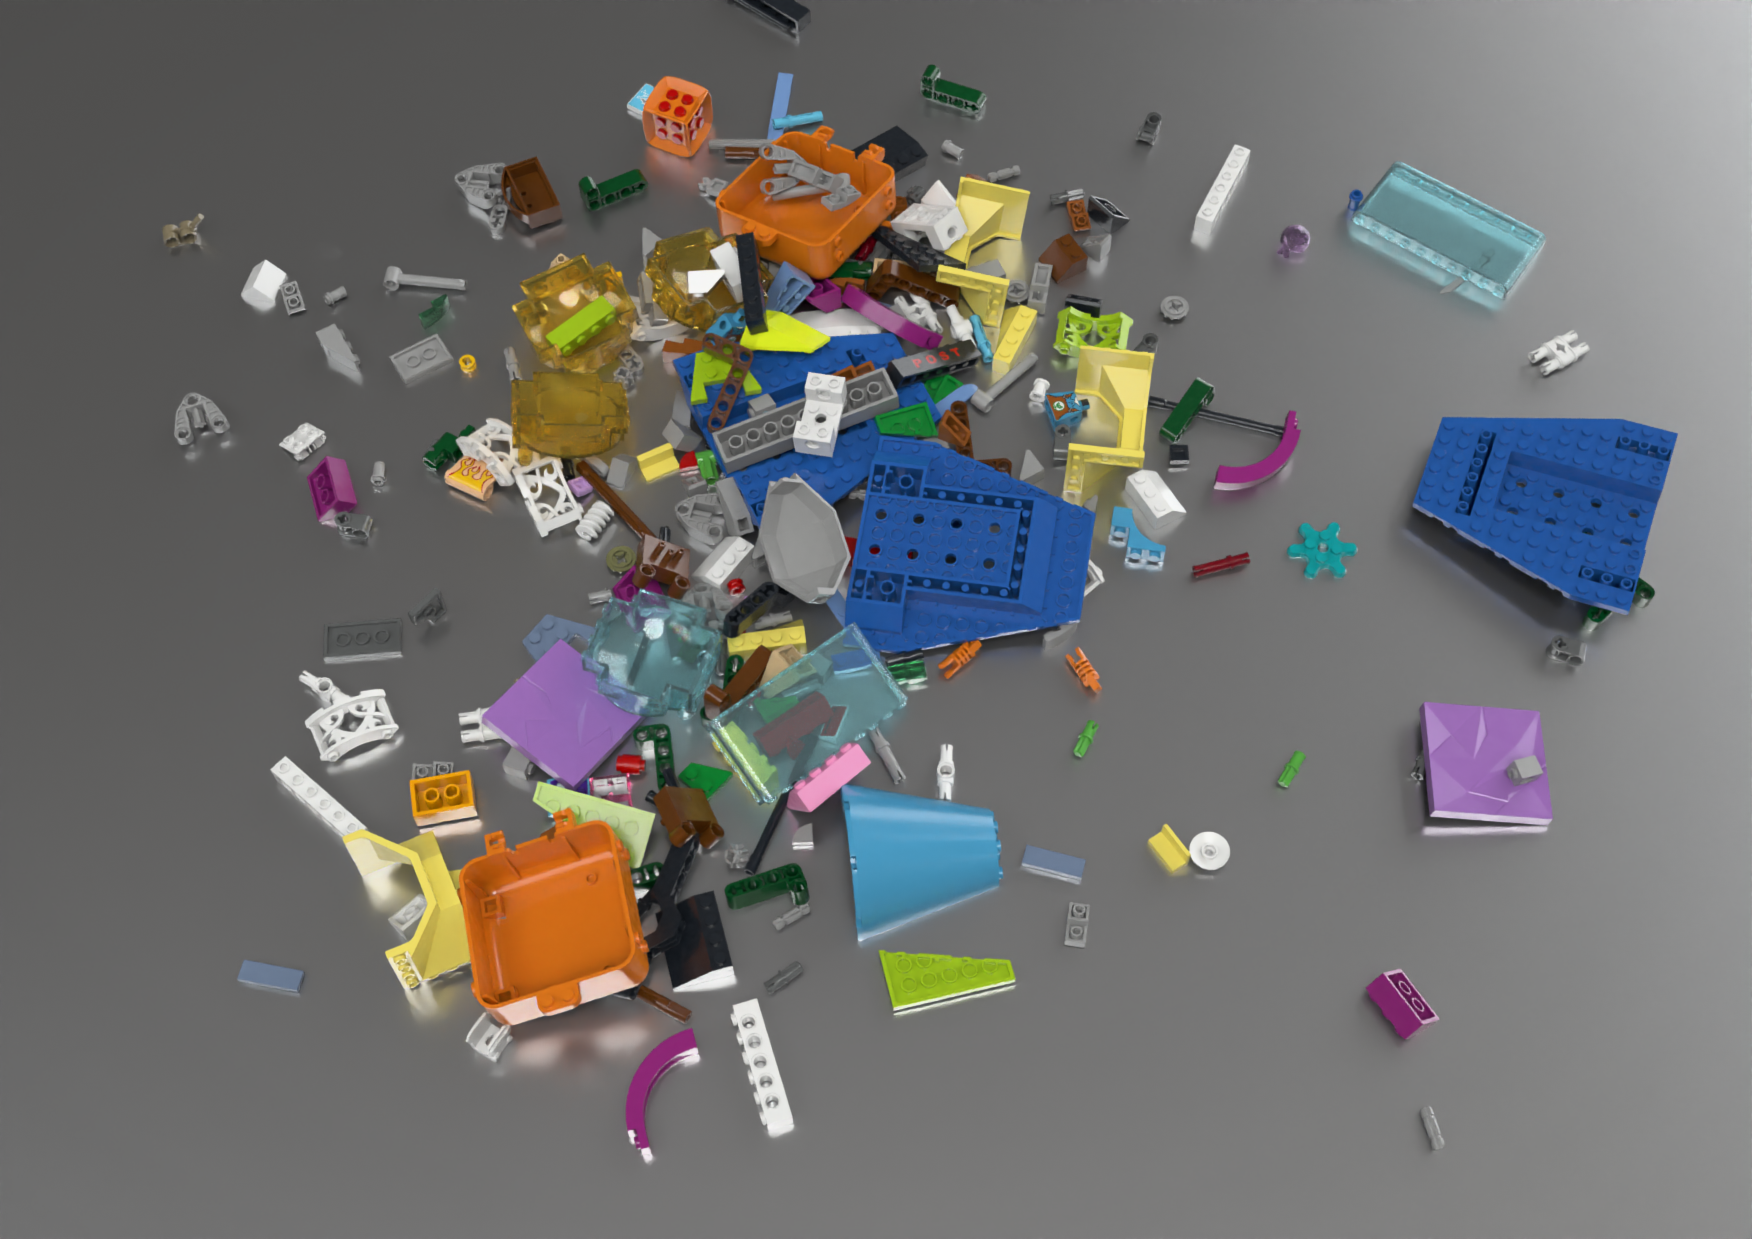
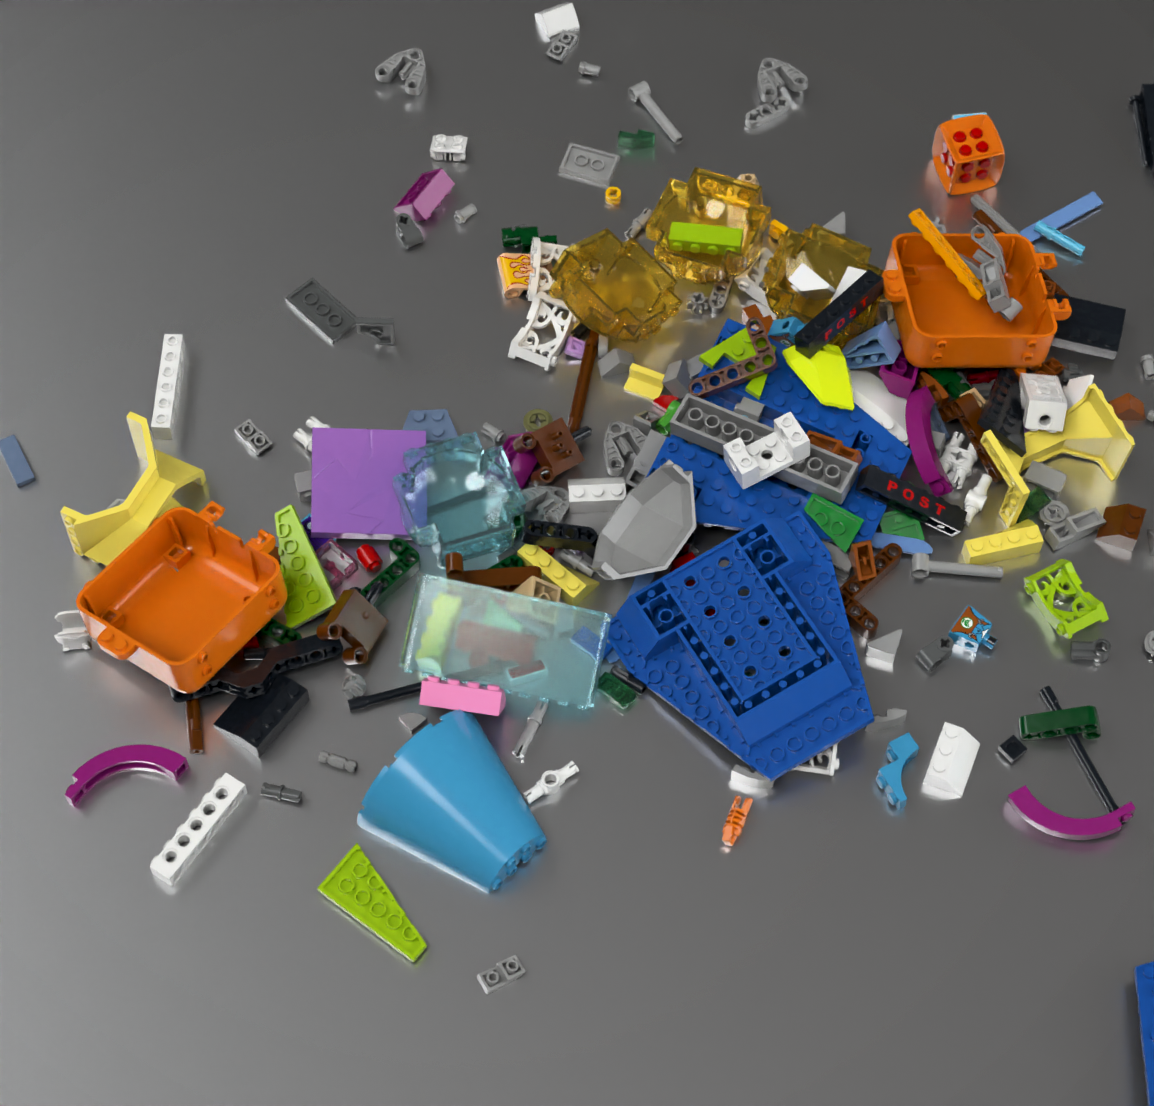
camera: 50 degrees right, 0 degrees up
(320, 684) = (260, 312): white pin -> none
(335, 347) = (547, 100): light grey slope -> none
(365, 733) = (222, 357): white fence -> none
(443, 798) = (236, 458): light orange brick -> none
(530, 180) = (811, 105): reddish brown piece -> none
(594, 520) = (553, 379): white piece -> none
(612, 190) = (860, 166): dark green beam -> none
(705, 778) = (397, 615): green wing -> none
(736, 587) = (584, 516): red bush -> none
(767, 886) = (360, 733): dark green beam -> none
(770, 185) = (950, 256): none -> light orange plate
(844, 196) = (986, 316): light grey slope -> none
(960, 657) = (664, 718): orange hinge -> none
(983, 343) = (977, 527): medium azure pin -> none
(1039, 390) = (972, 599): white bush -> none
(1053, 862) = (541, 918): sand blue tile -> none
(1084, 304) = (1090, 573): black slope -> none
(1085, 738) = (673, 864): bright green axle -> none
(1123, 385) = (1032, 658): light yellow panel -> none
(1169, 849) = (625, 999): light yellow panel -> none
(1213, 843) = (654, 1021): white dish -> none
(1229, 562) = (934, 856): dark red pin -> none
(1291, 768) = (785, 1045): bright green axle -> none
(1322, 560) = (1026, 941): teal plate -> none

